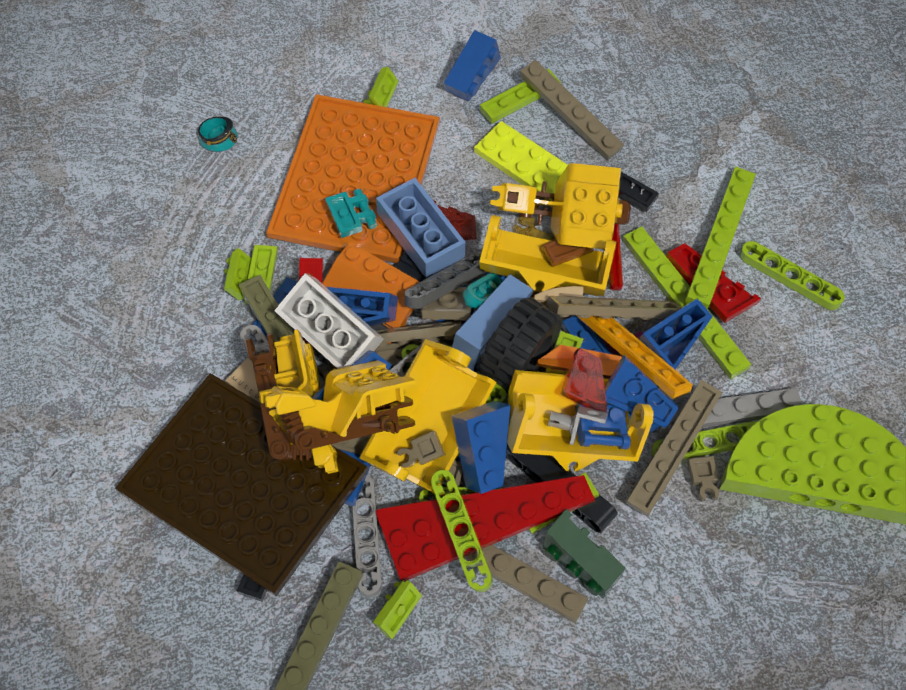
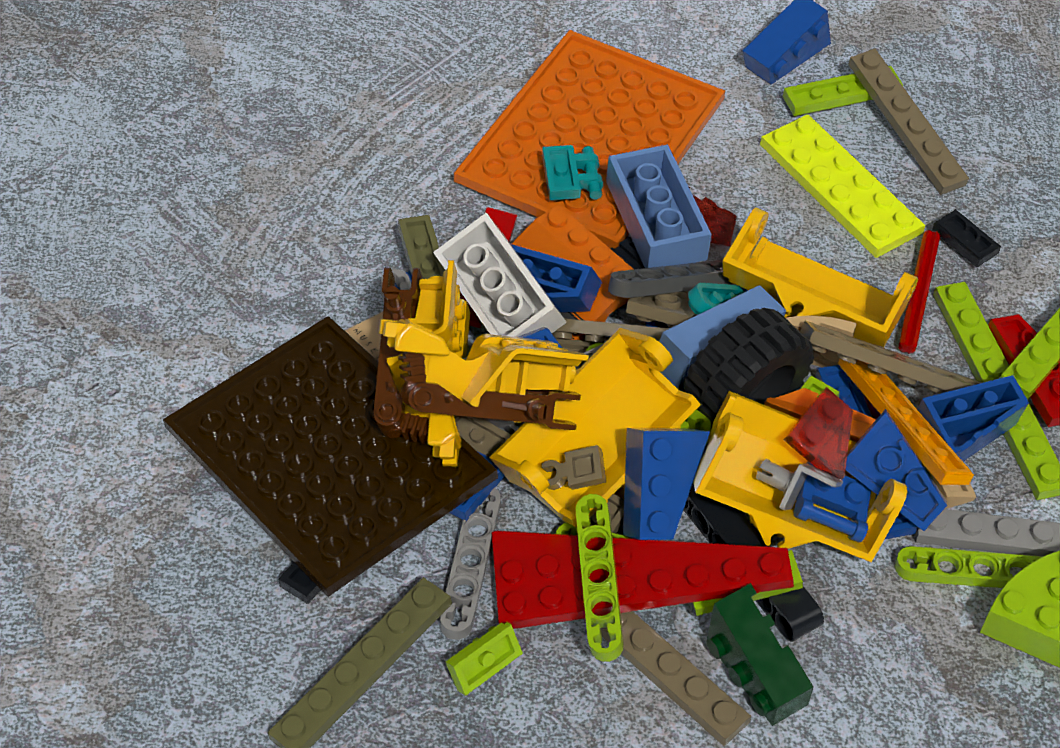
camera: 15 degrees right, 10 degrees down
(217, 134) = (428, 48): teal piece -> none
(237, 272) = (406, 203): lime plate -> none
(263, 264) = (441, 205): lime plate -> none
(383, 88) = (660, 41): lime plate -> none
(531, 230) = (807, 249): clear yellow bar -> none
(560, 253) = (852, 282): dark orange tile -> none
(582, 205) = (885, 232): yellow piece -> none
(673, 448) = (927, 557): dark tan plate -> none
(704, 473) = (963, 606): dark tan plate -> none

